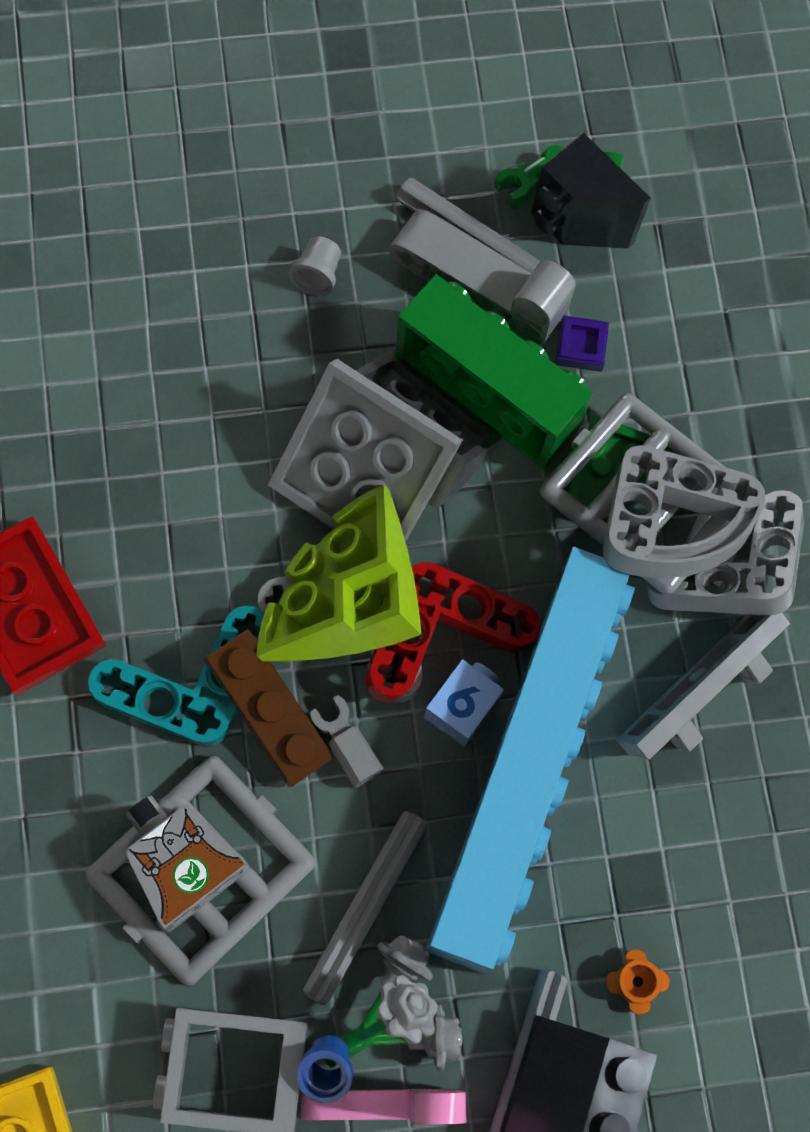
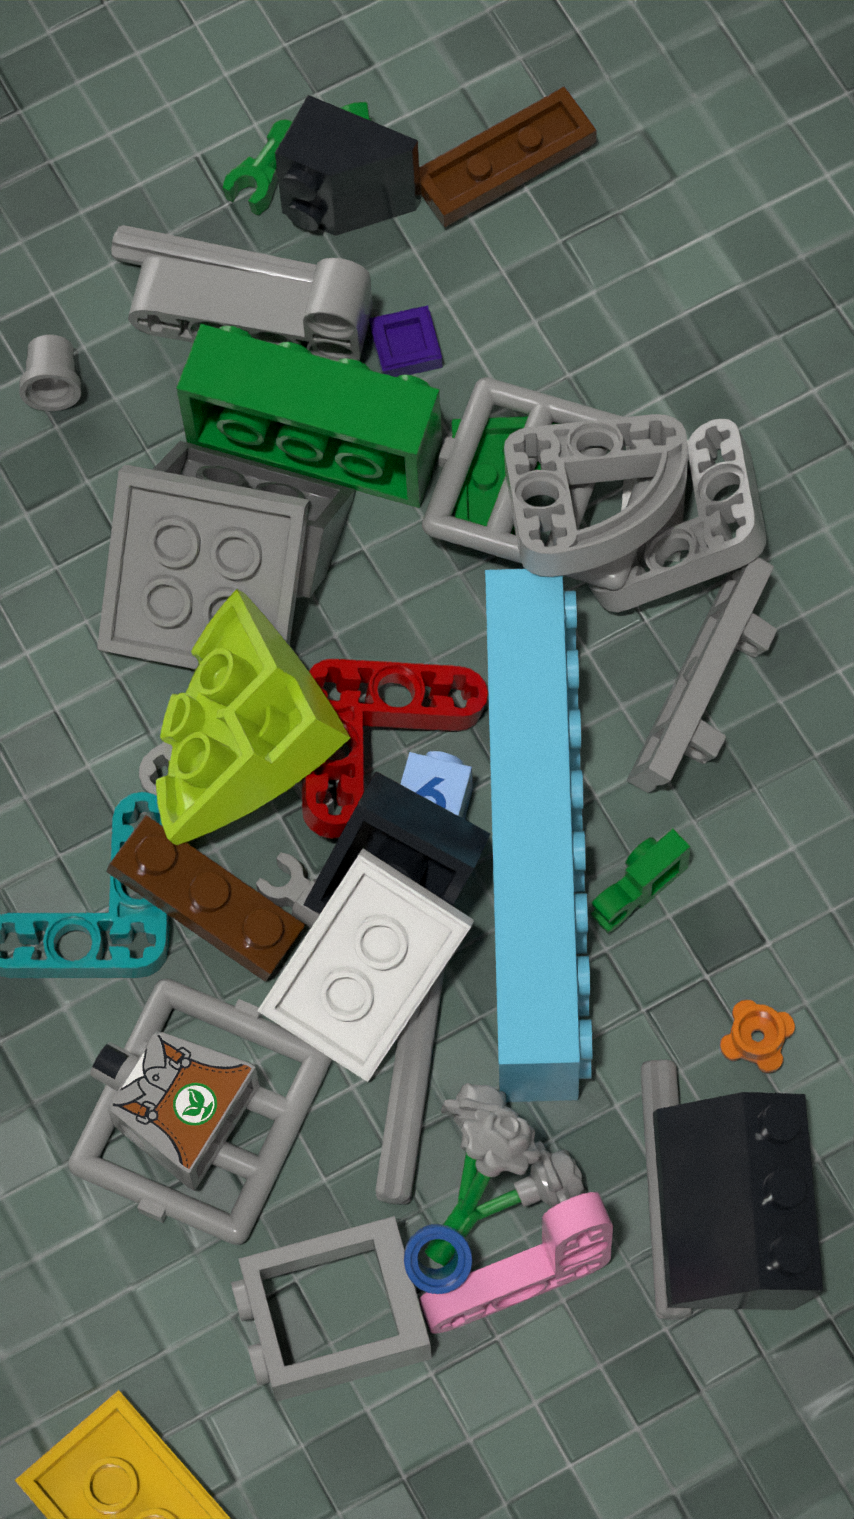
camera: 10 degrees left, 5 degrees down
(364, 814) = (365, 965): none -> white tile
(417, 750) = (407, 834): none -> black brick
(607, 818) = (648, 872): none -> green plate
(708, 233) = (505, 156): none -> reddish brown plate

